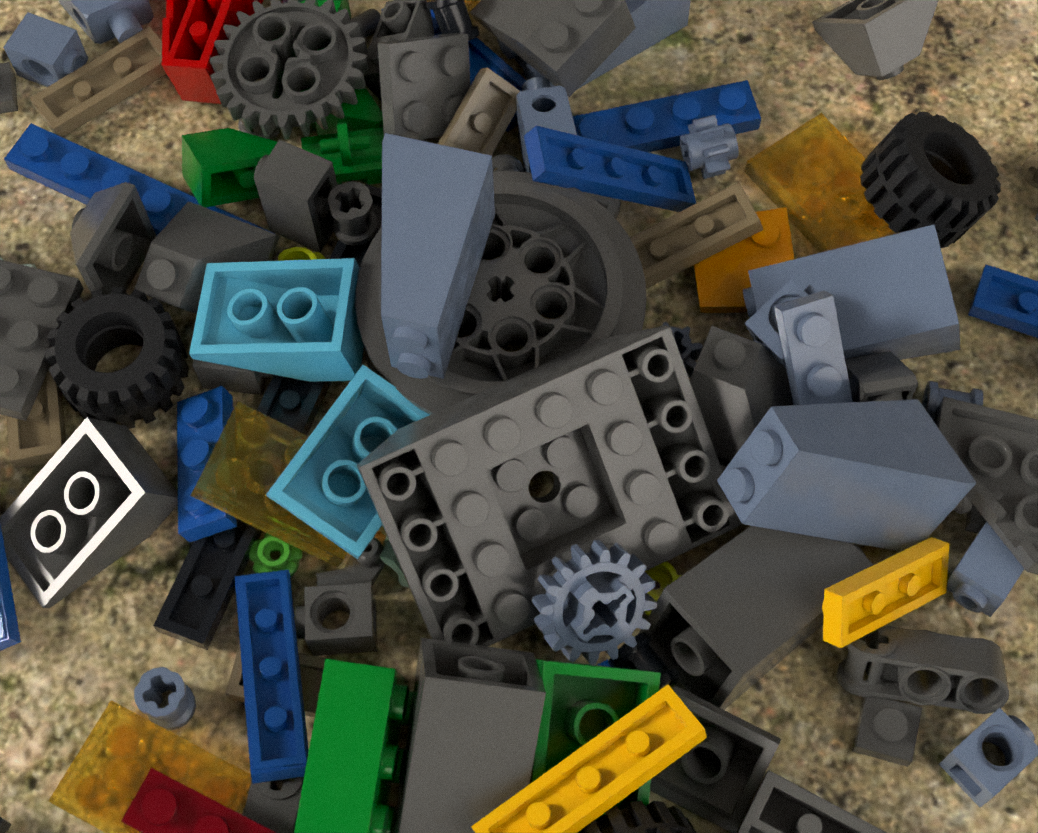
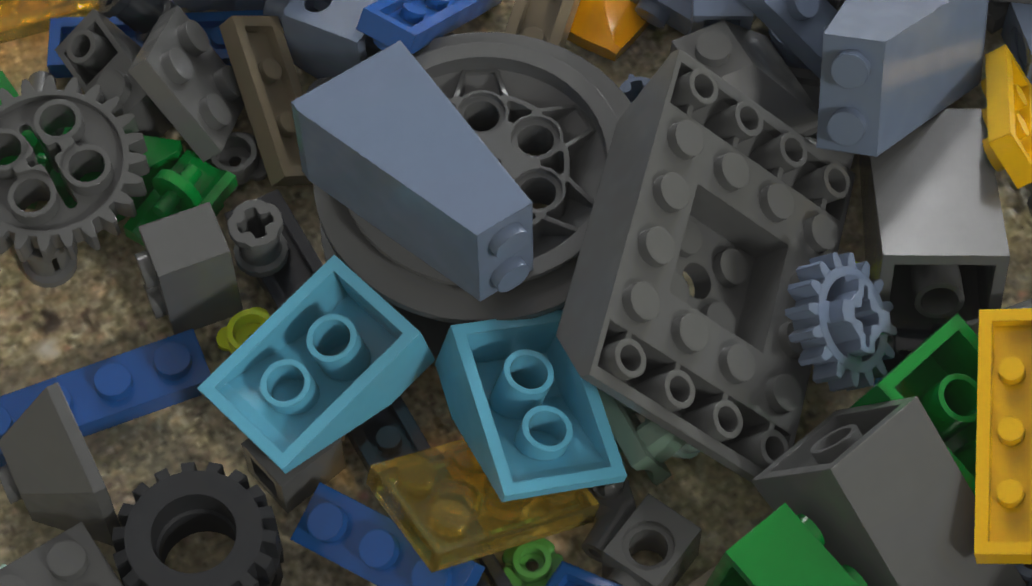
camera: 50 degrees left, 5 degrees down
(192, 239) = (160, 400): dark grey slope -> none
(222, 165) = (87, 308): green slope -> none

